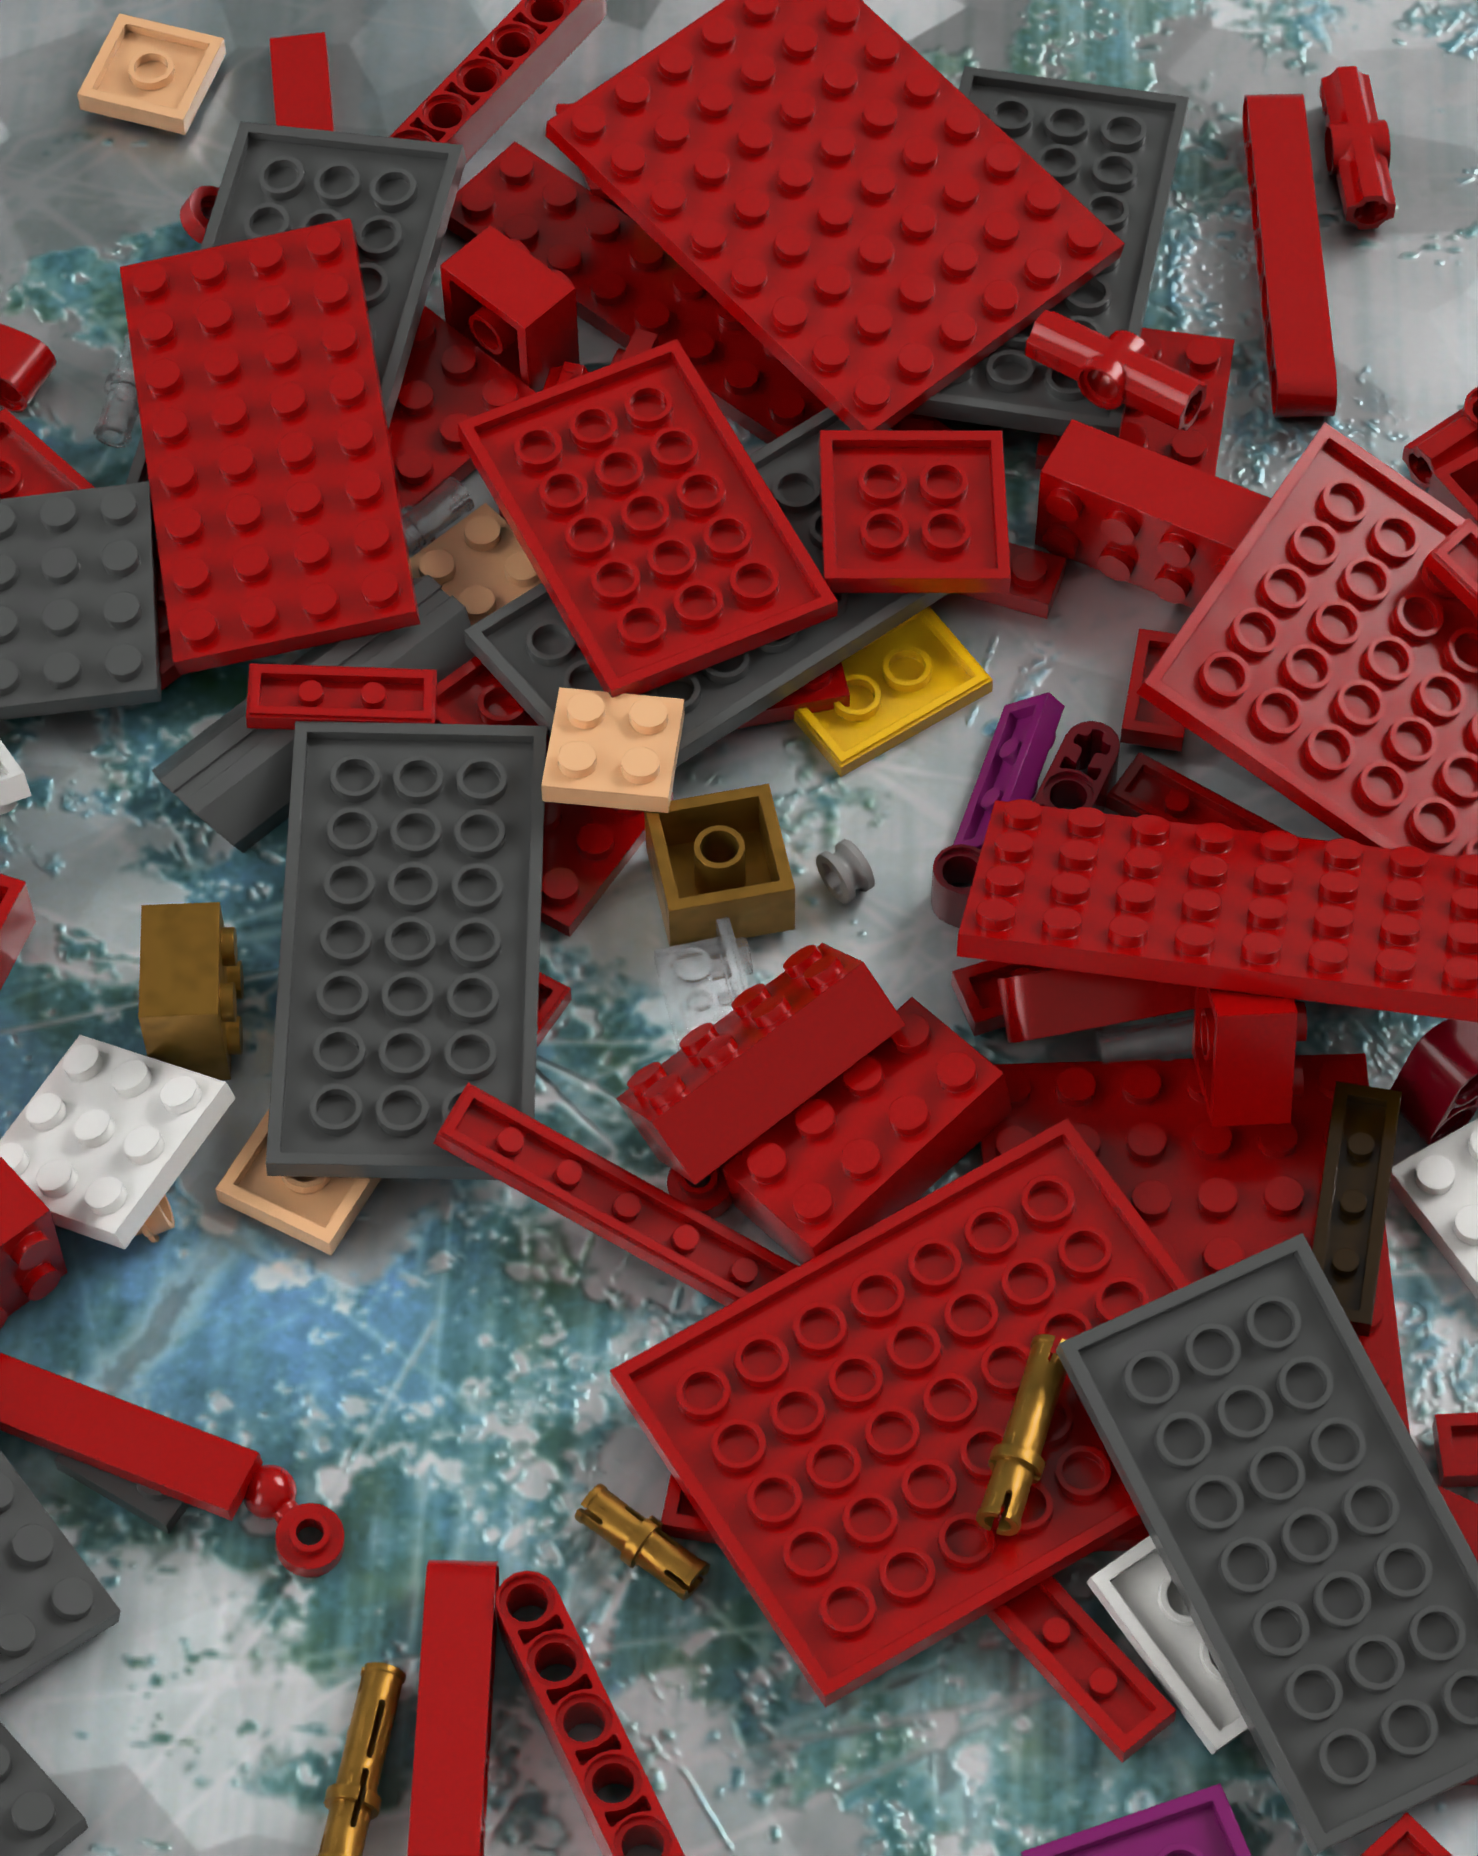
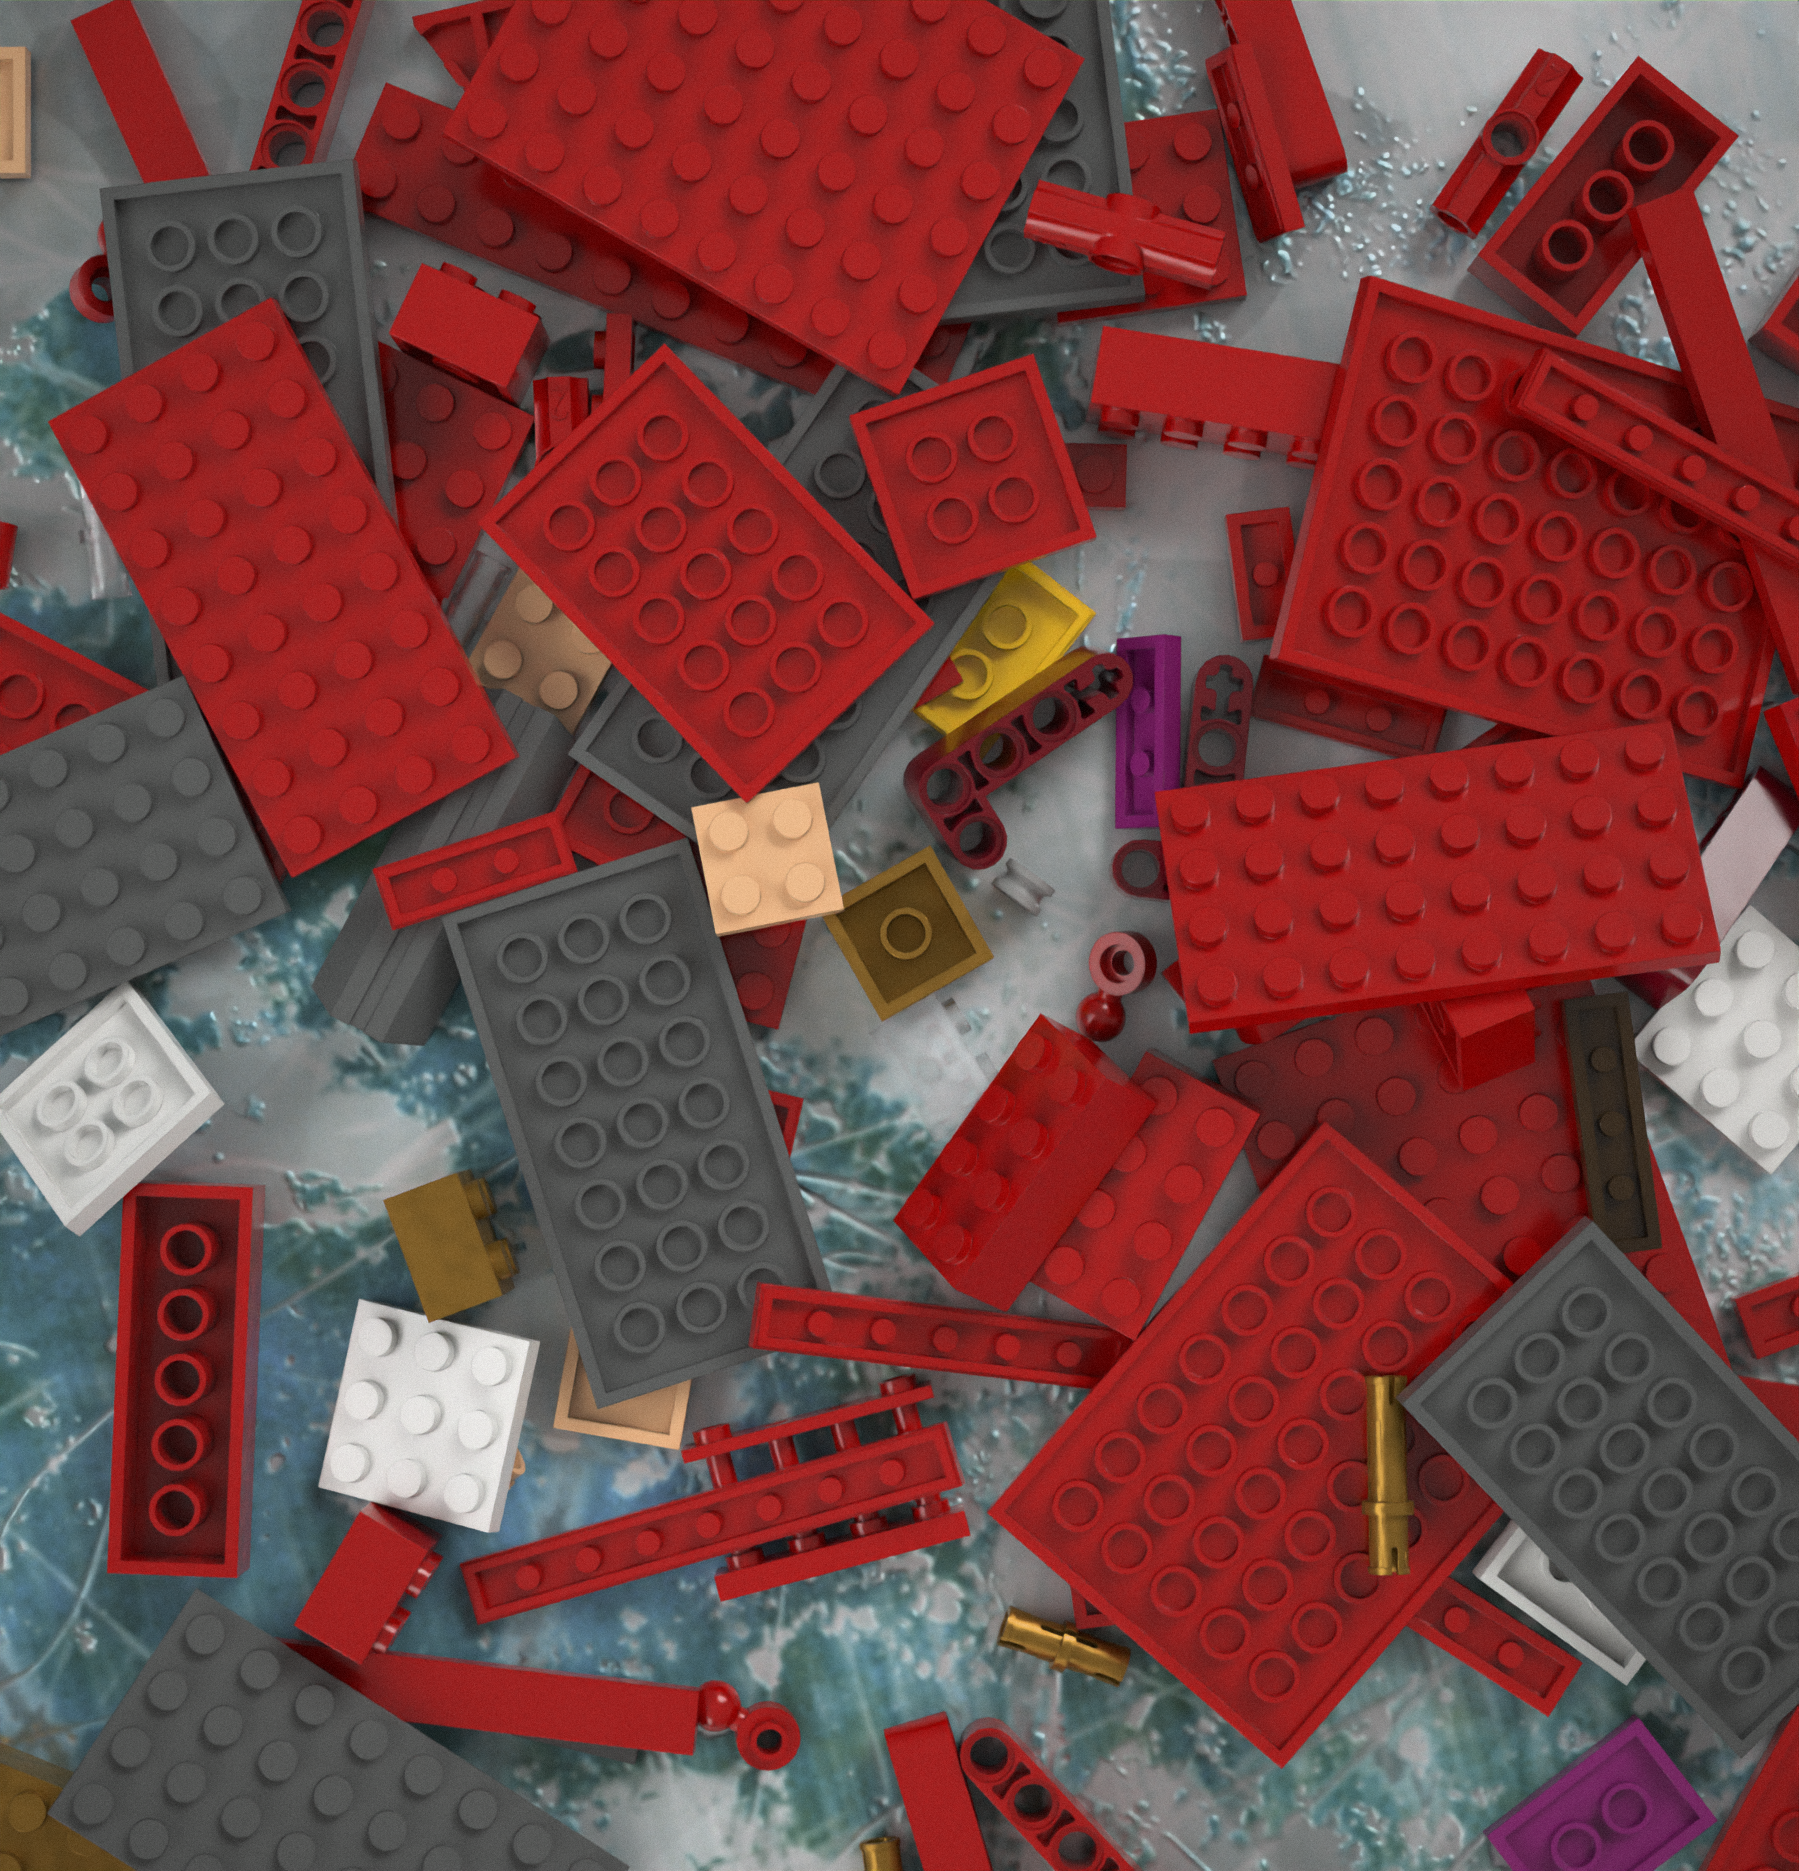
camera: 15 degrees left, 30 degrees up
(335, 1309) = (713, 1522): none -> red tile
(486, 1380) = (870, 1533): none -> red fence
(888, 748) = (1022, 747): none -> dark red beam
(915, 961) = (1101, 1013): none -> red plate
(1257, 362) = (1254, 142): none -> red tile

